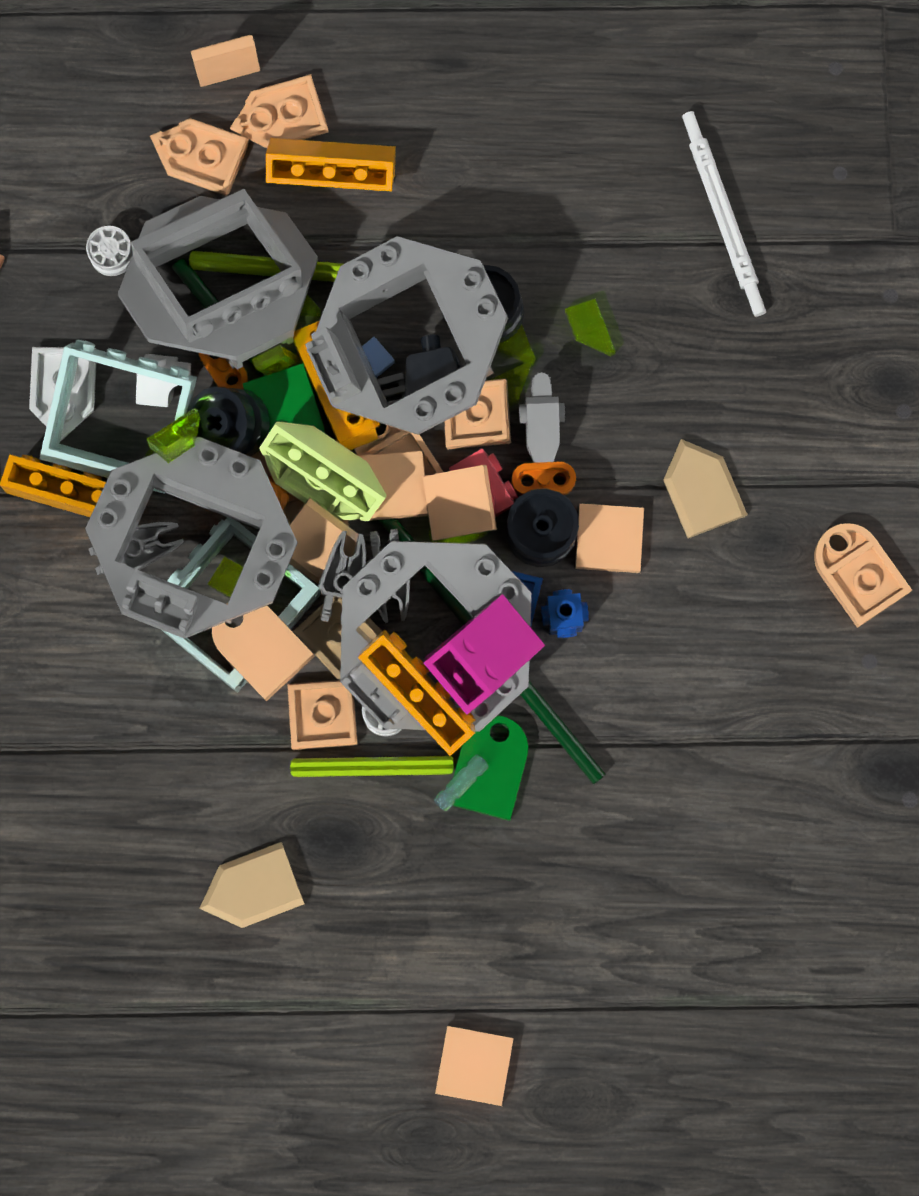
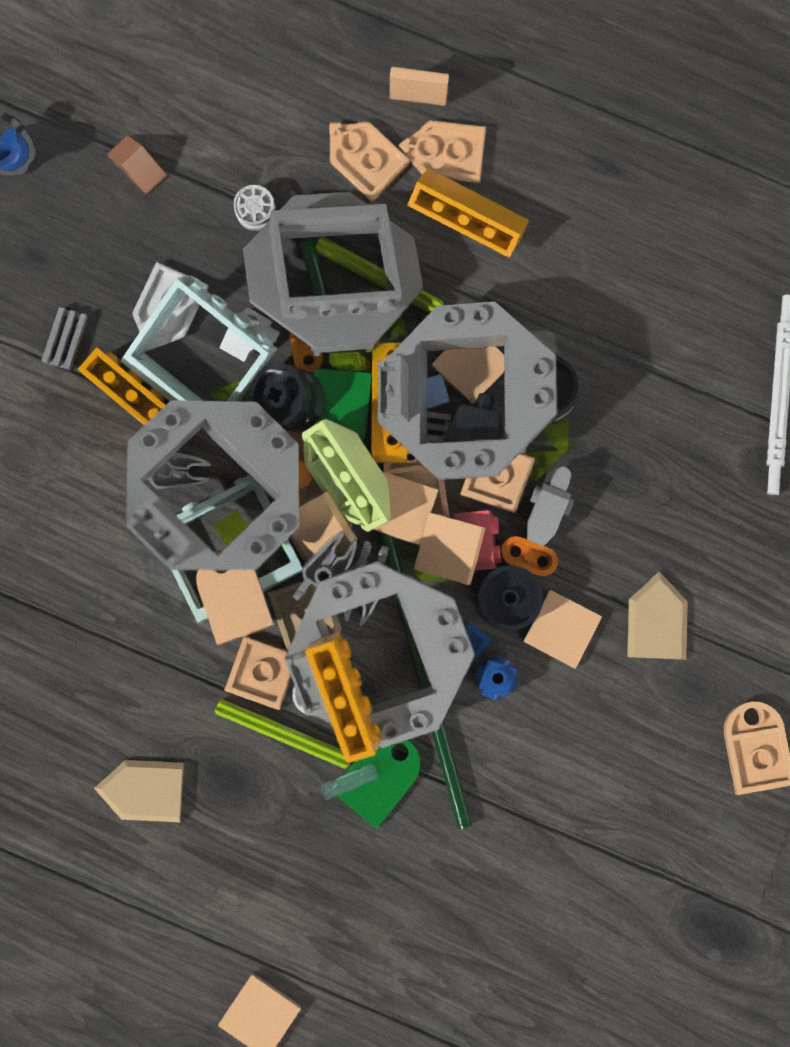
camera: 25 degrees right, 5 degrees up
(176, 437) = (237, 394): clear neon green tile -> none
(402, 319) = (471, 369): none -> light nougat tile
(483, 654) = (410, 691): dark pink slope -> none
(589, 326) = (625, 442): clear neon green tile -> none

